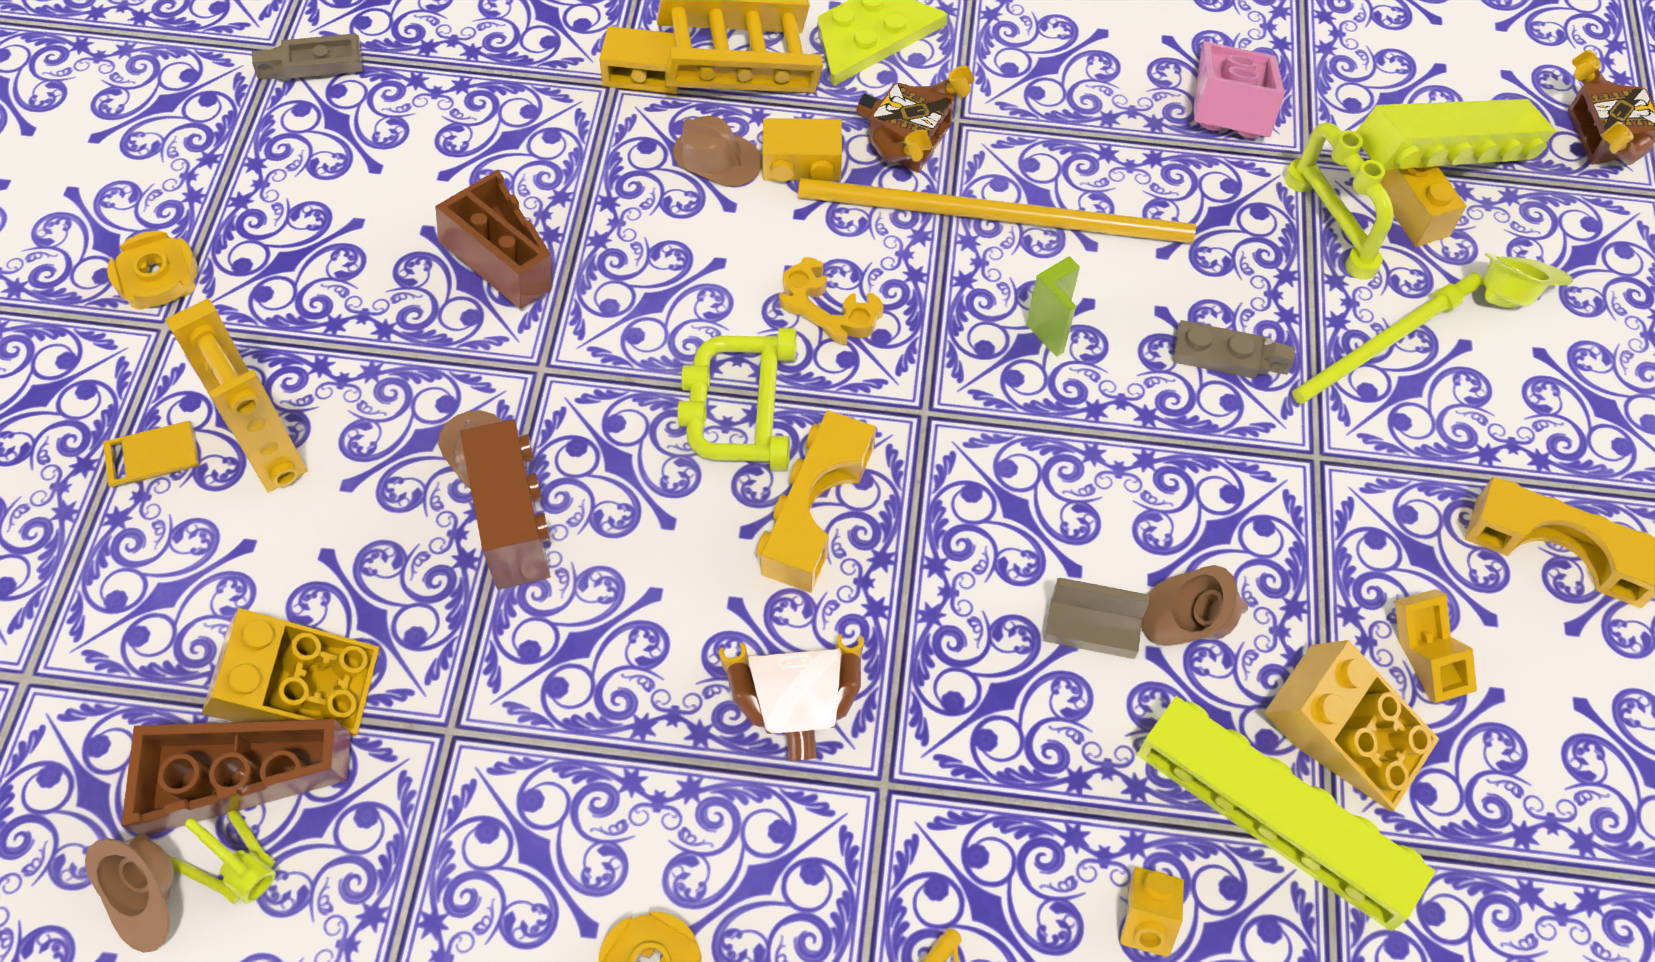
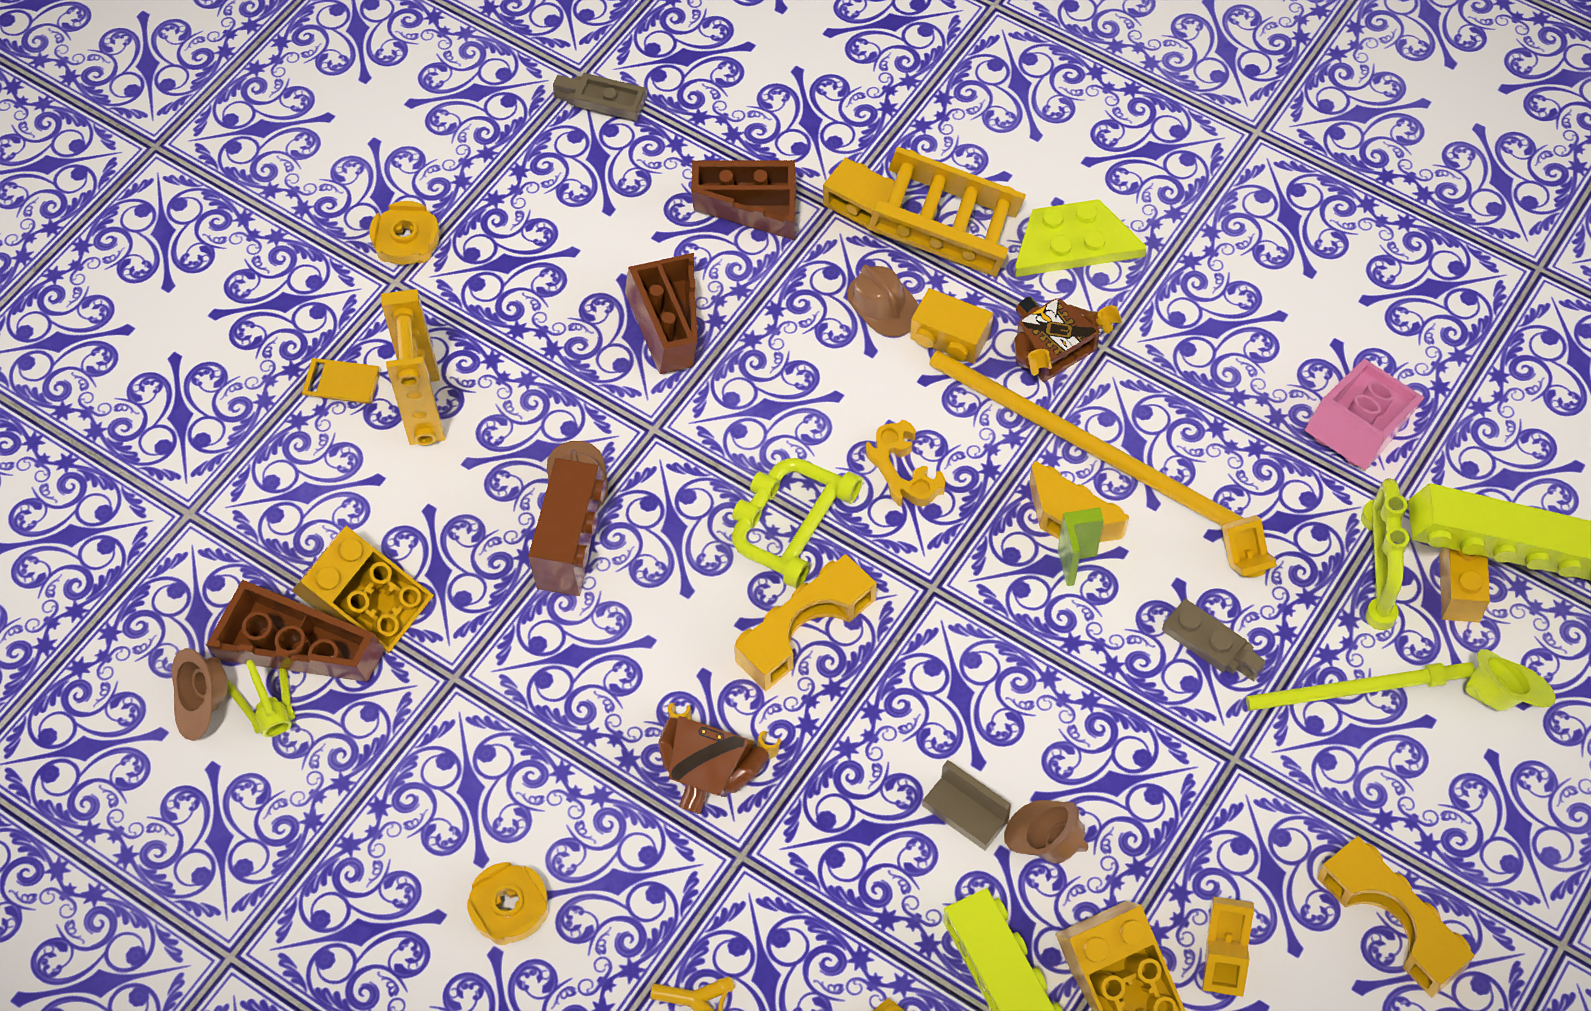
camera: 30 degrees right, 0 degrees up
(523, 95) = (748, 193): none -> dark orange wedge
(1009, 275) = (1058, 495): none -> yellow slope
(1210, 248) = (1247, 547): none -> yellow bracket

